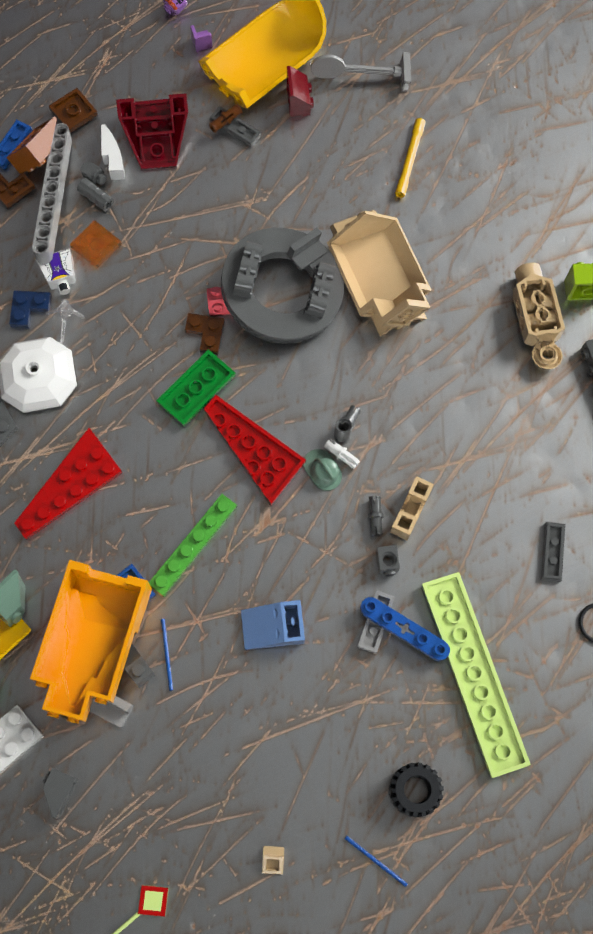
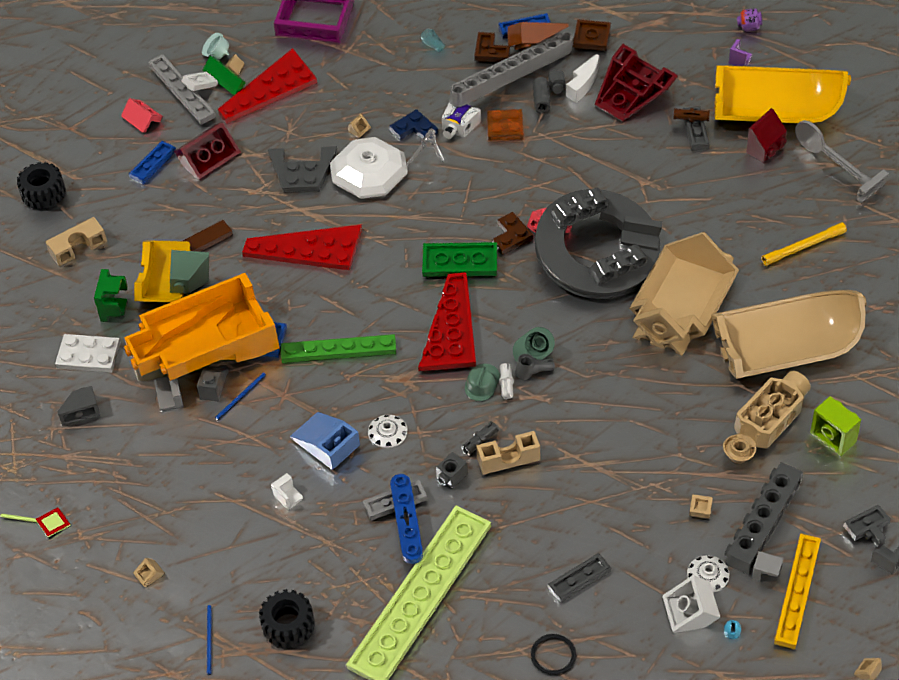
camera: 55 degrees right, 20 degrees down
(296, 695) = (285, 492): none -> white panel
(304, 583) = (387, 437): none -> white dish
(332, 407) = (536, 342): none -> sand green piece
(482, 235) = (790, 331): none -> tan panel
(568, 422) = (701, 506): none -> tan plate

